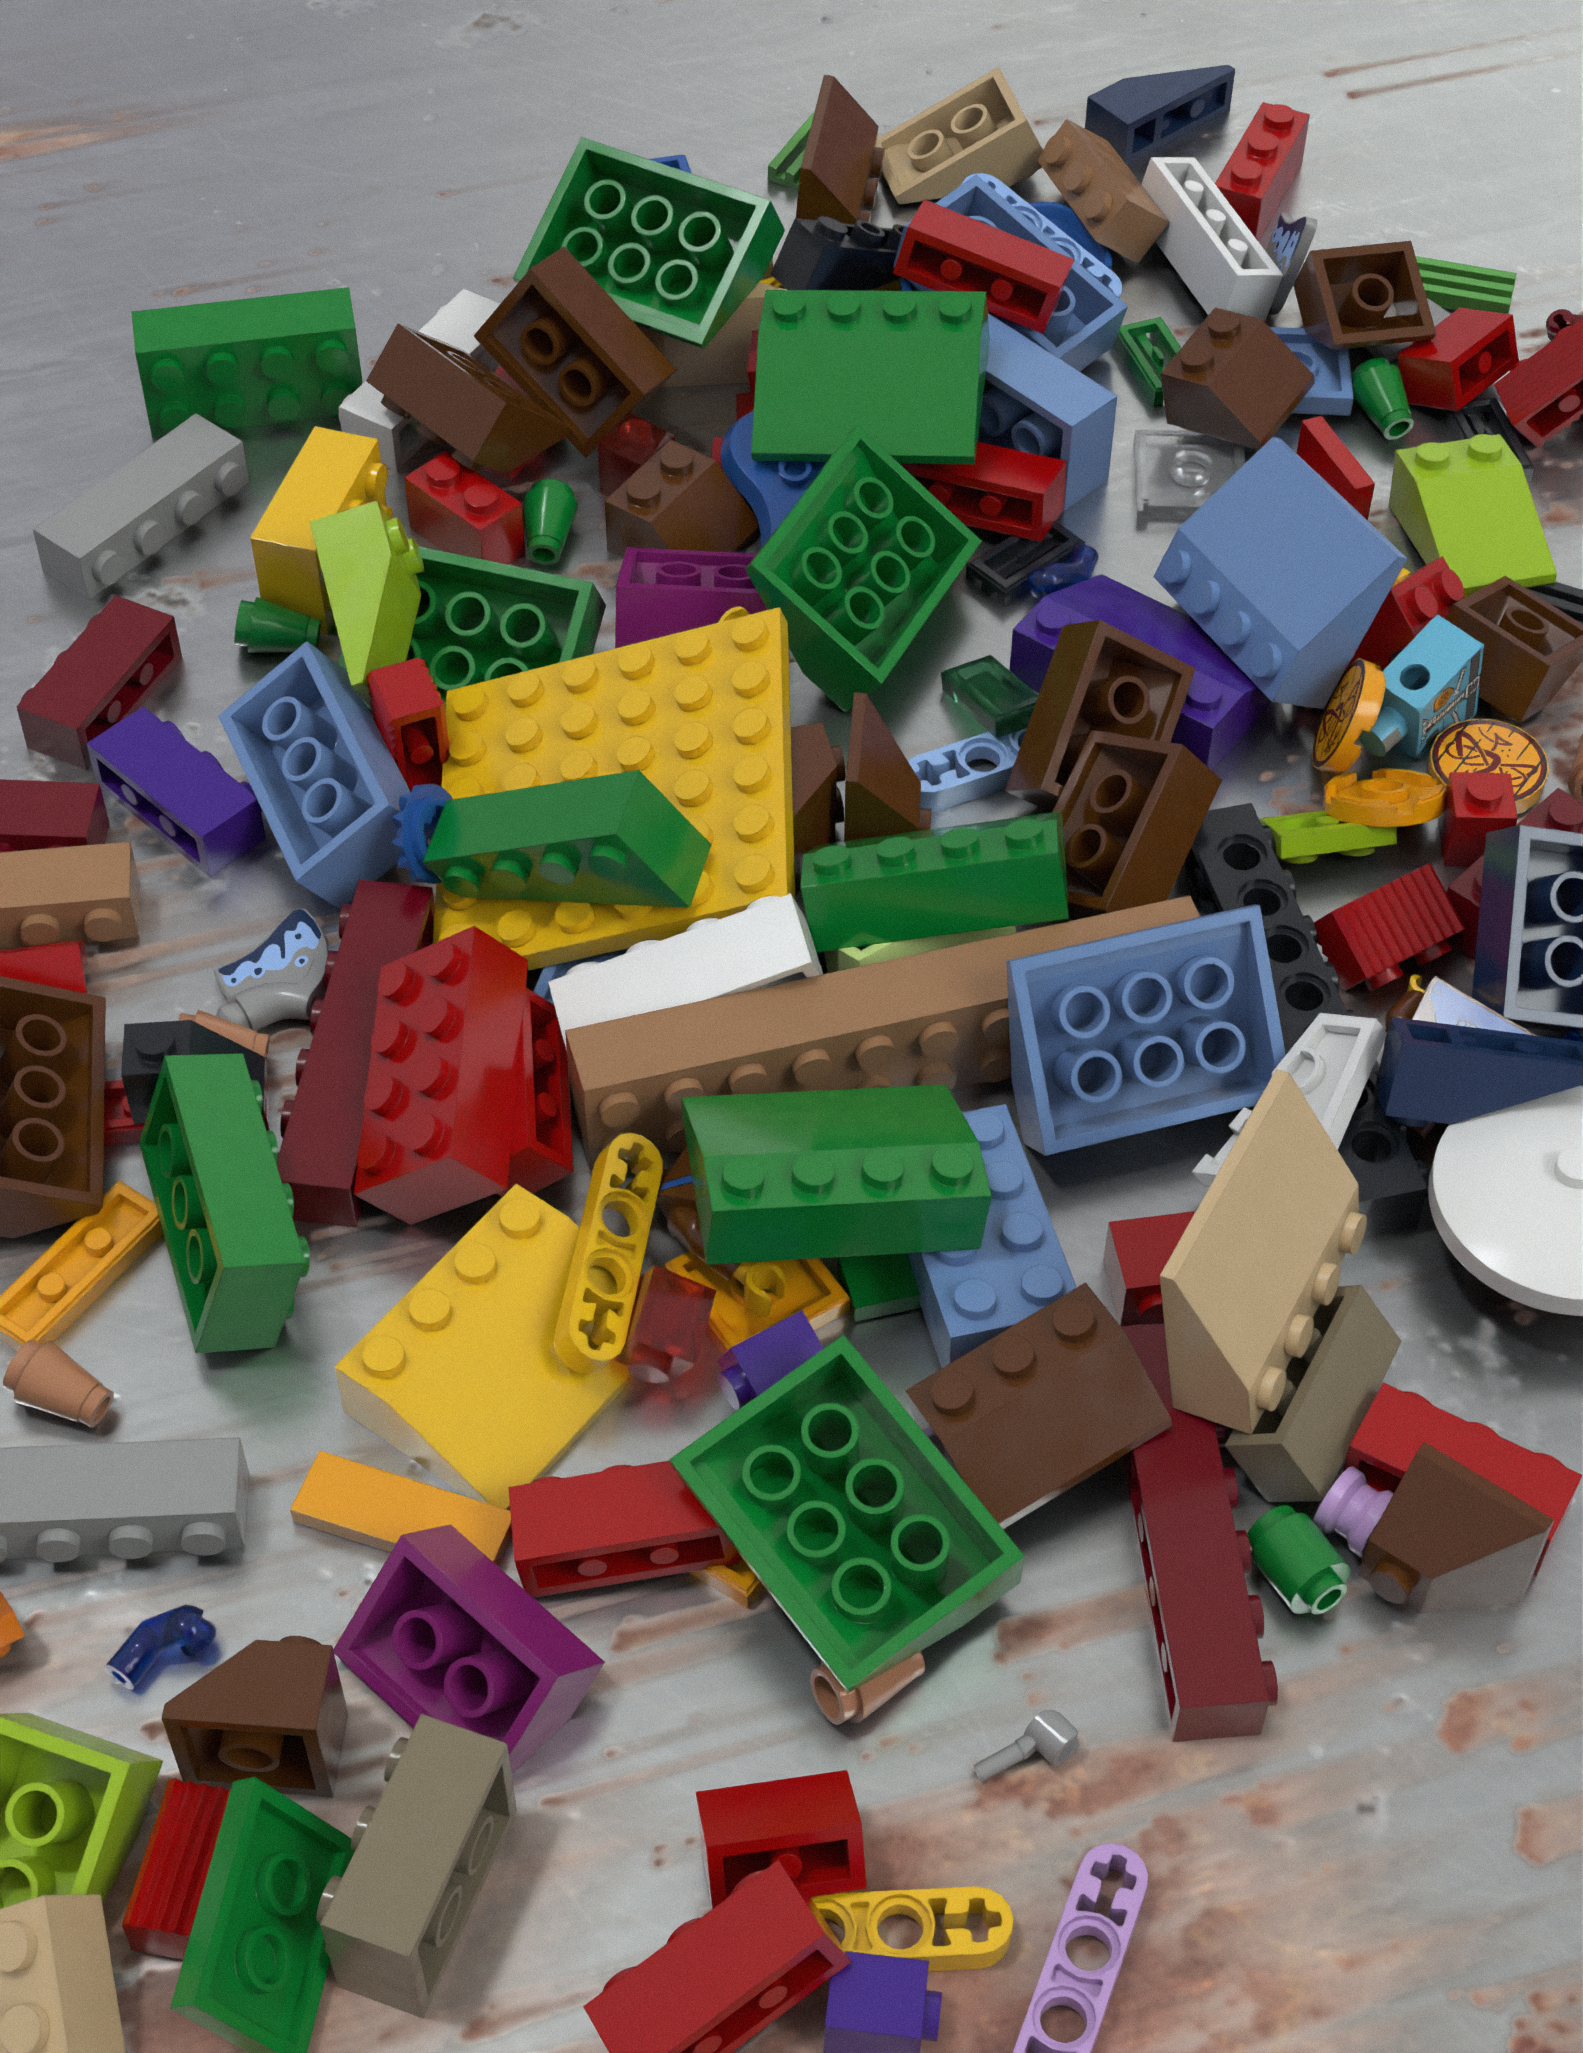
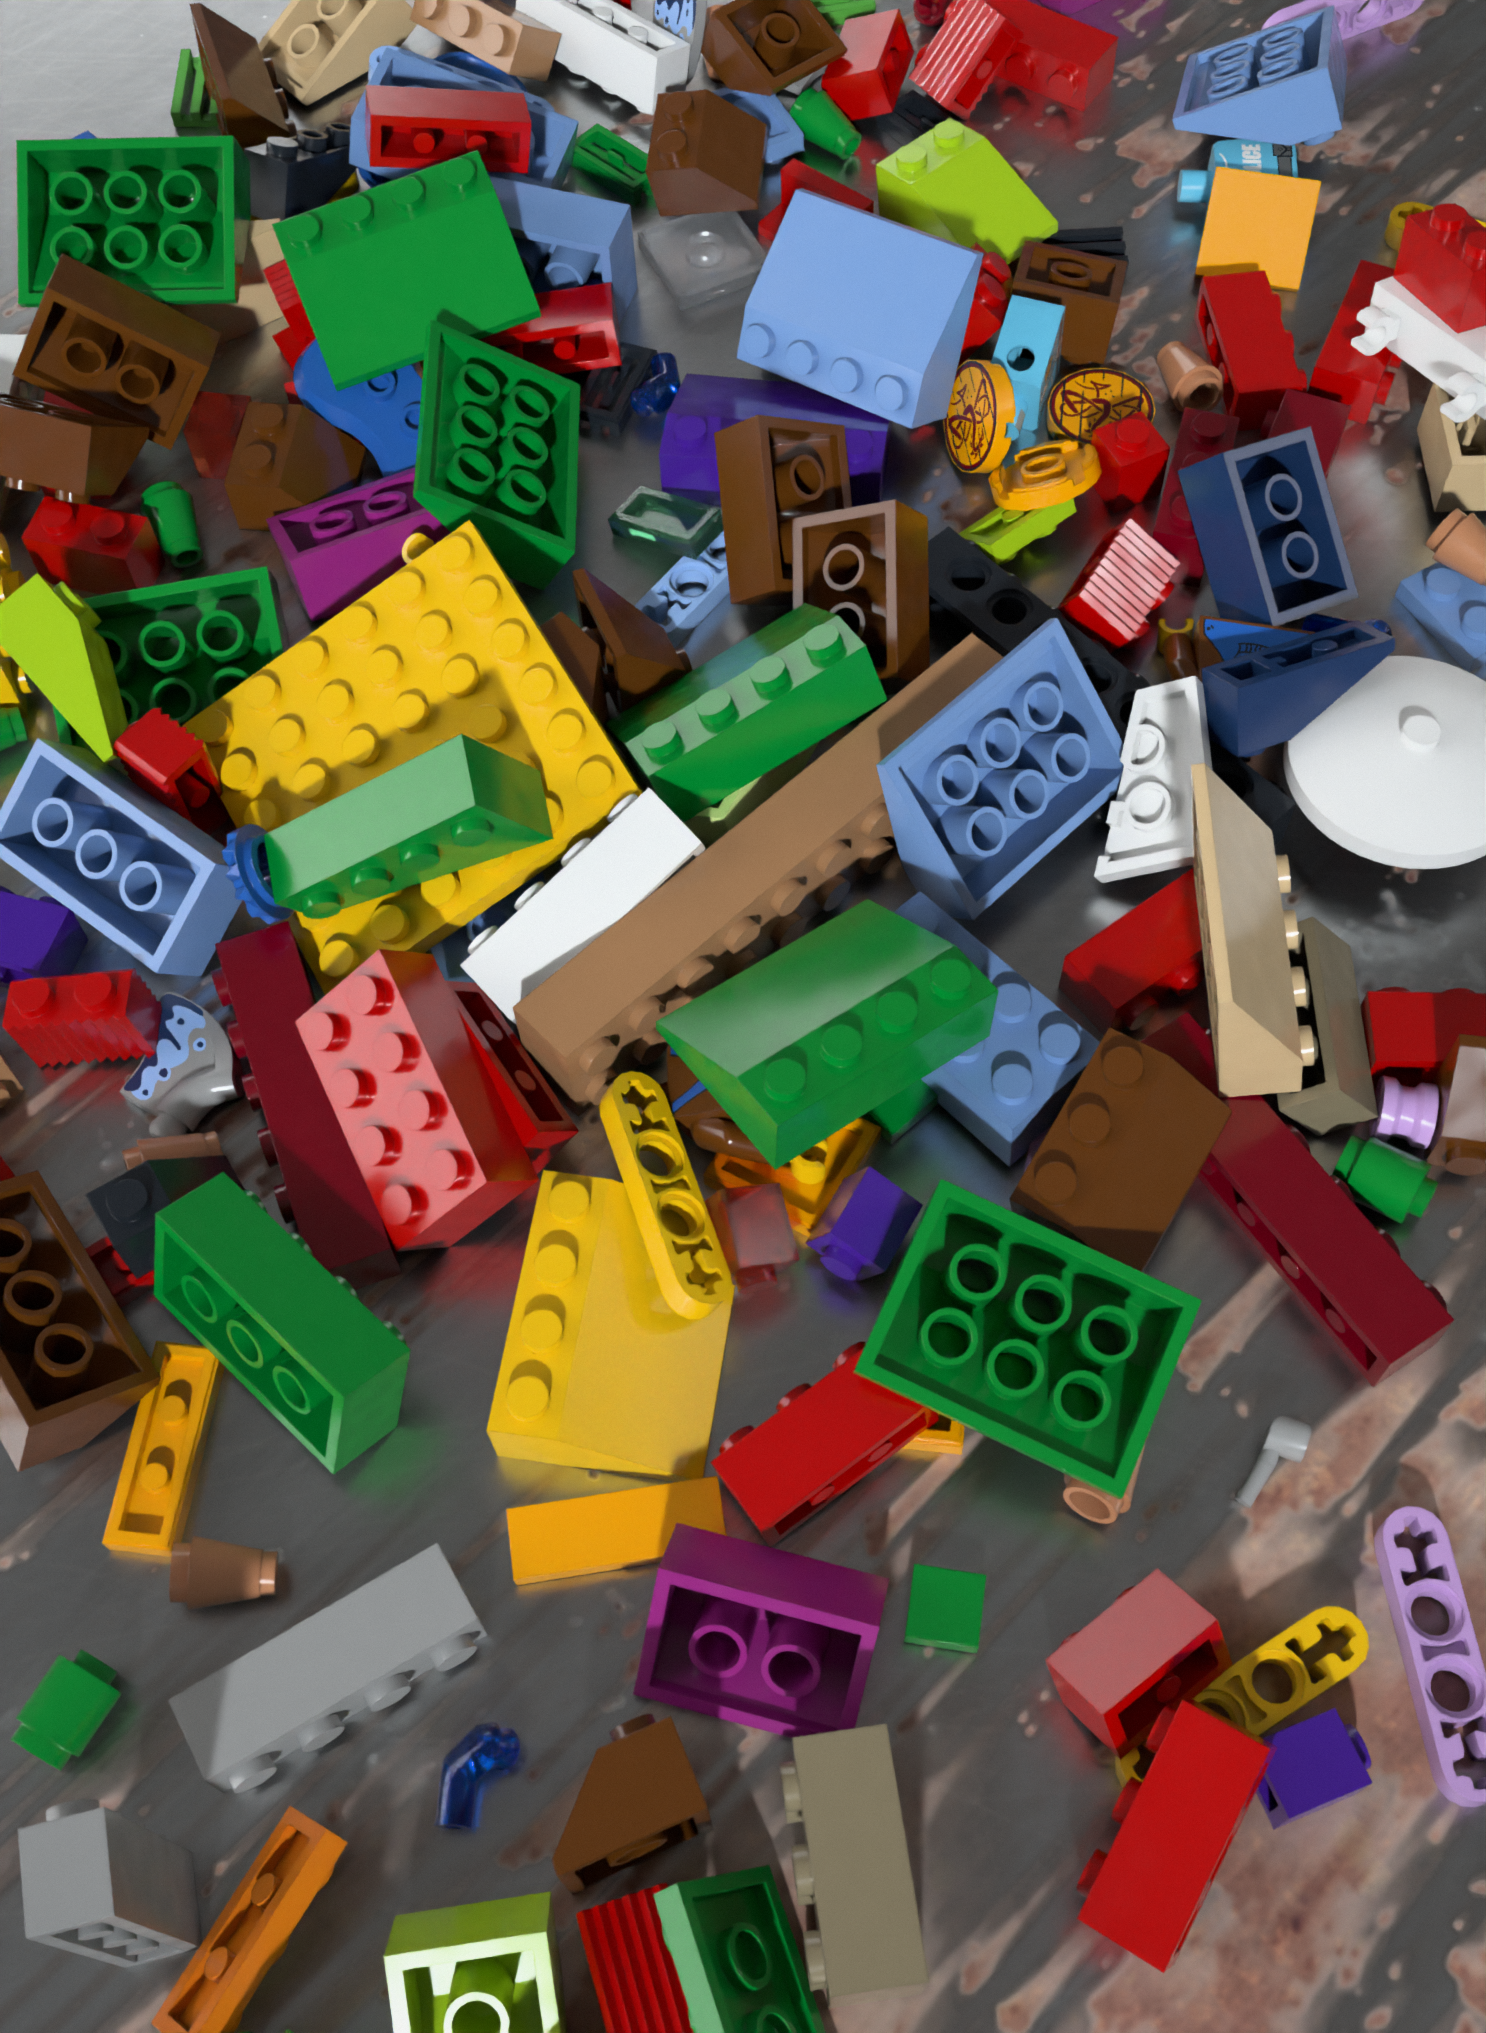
camera: 25 degrees left, 10 degrees up
(217, 893) = (83, 1017): none -> red brick
(645, 1721) = (945, 1608): none -> green tile

